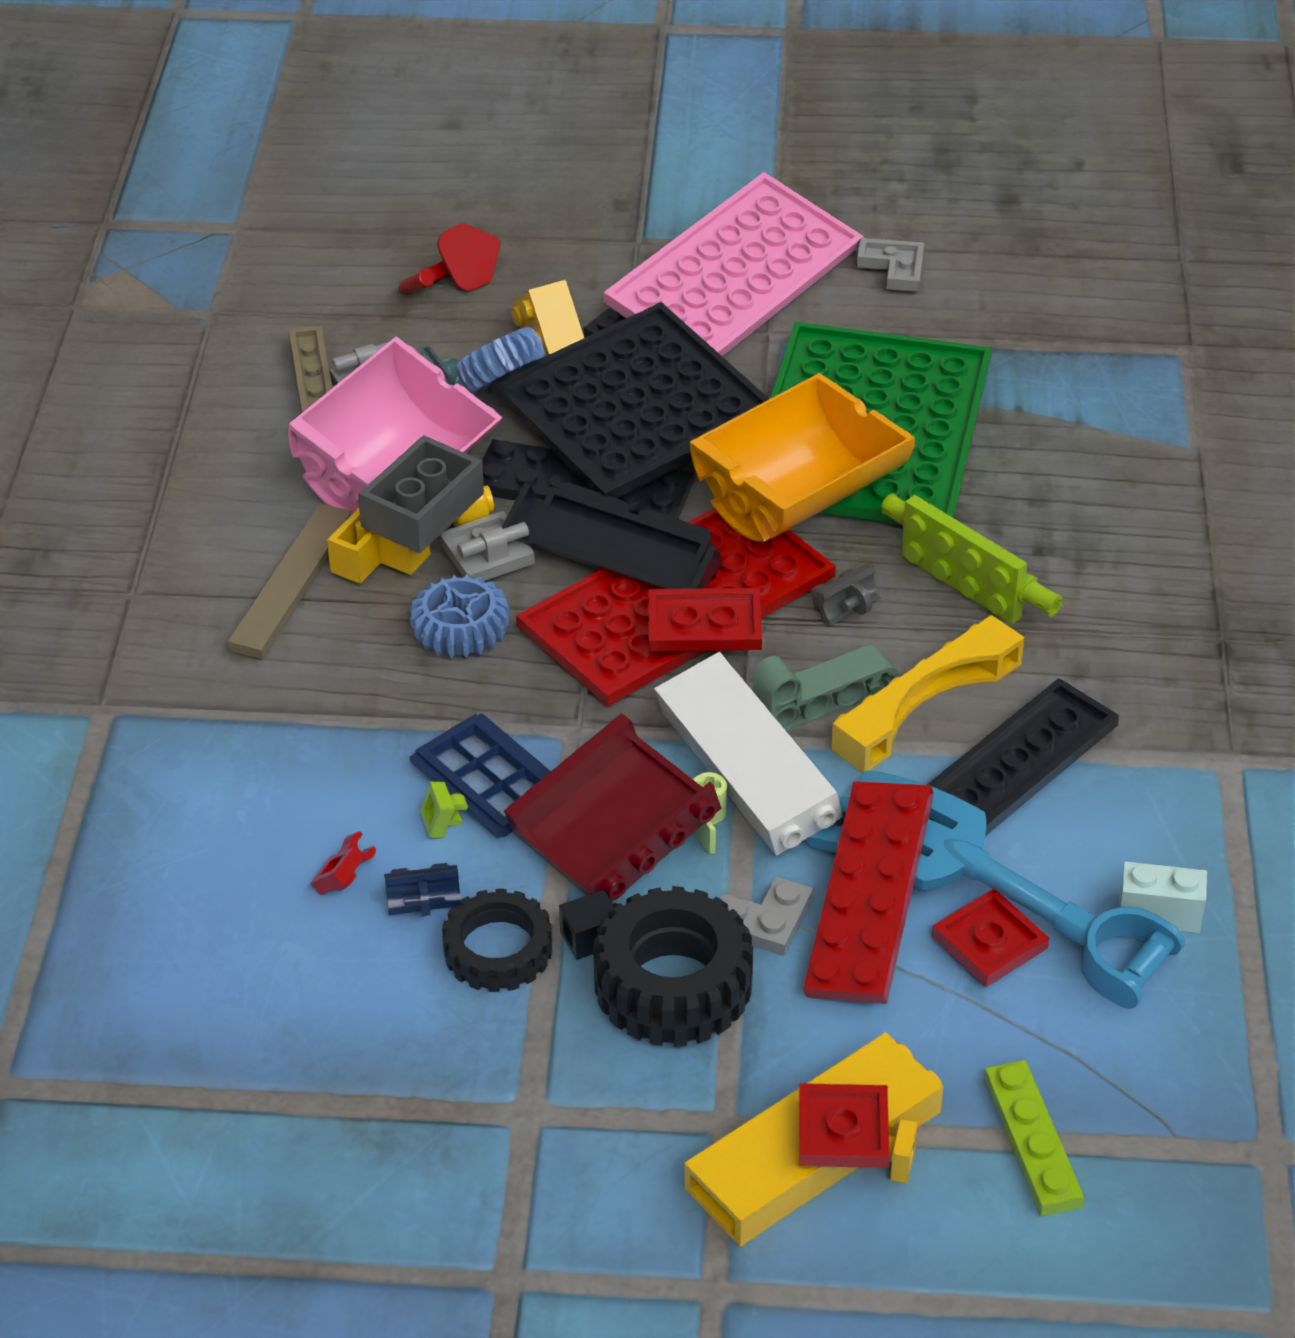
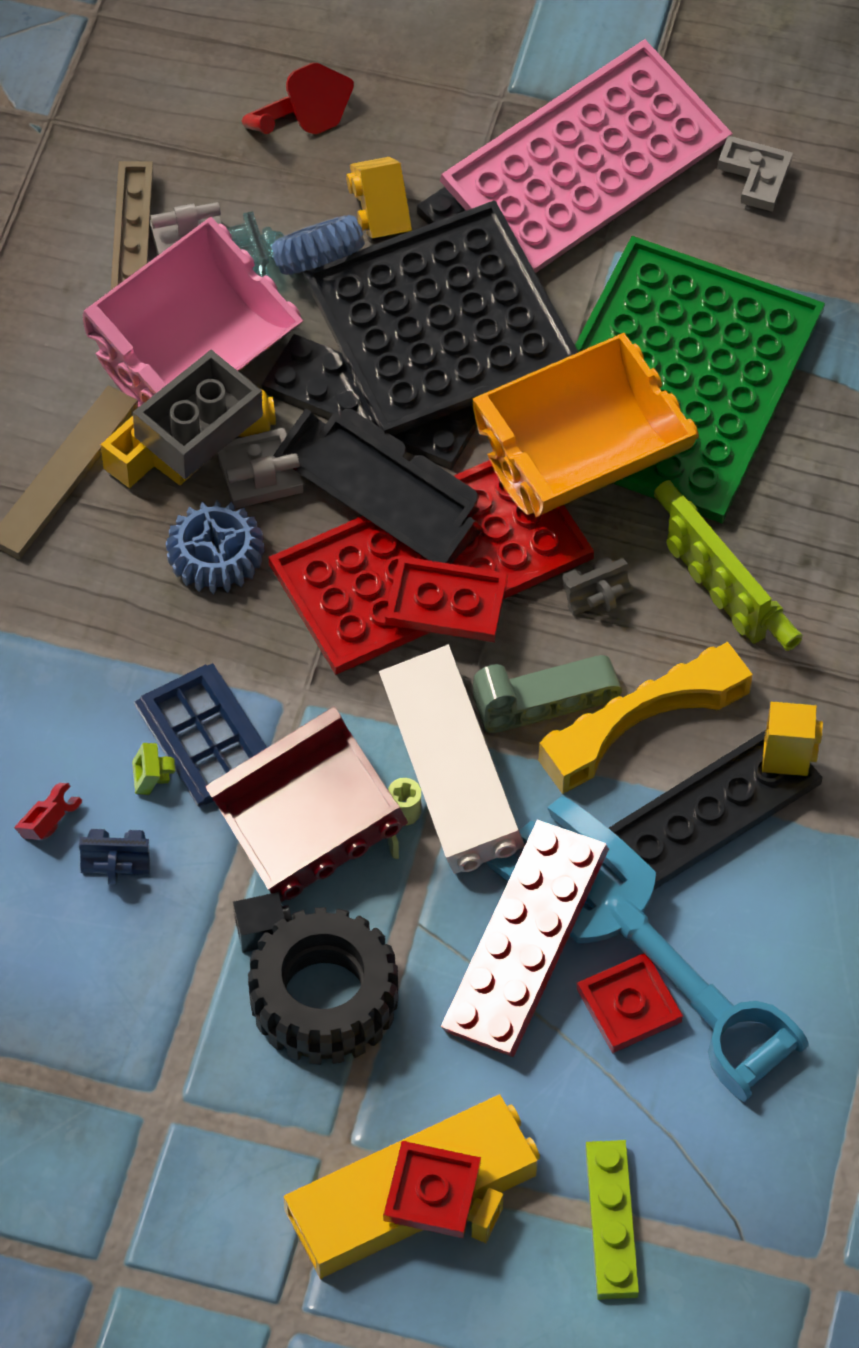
camera: 10 degrees right, 15 degrees up
(497, 972) = (166, 886): black tyre -> none
(777, 918) = (433, 947): light grey plate -> none
(1082, 676) = (791, 738): none -> yellow brick
(1166, 891) = (803, 990): light aqua brick -> none

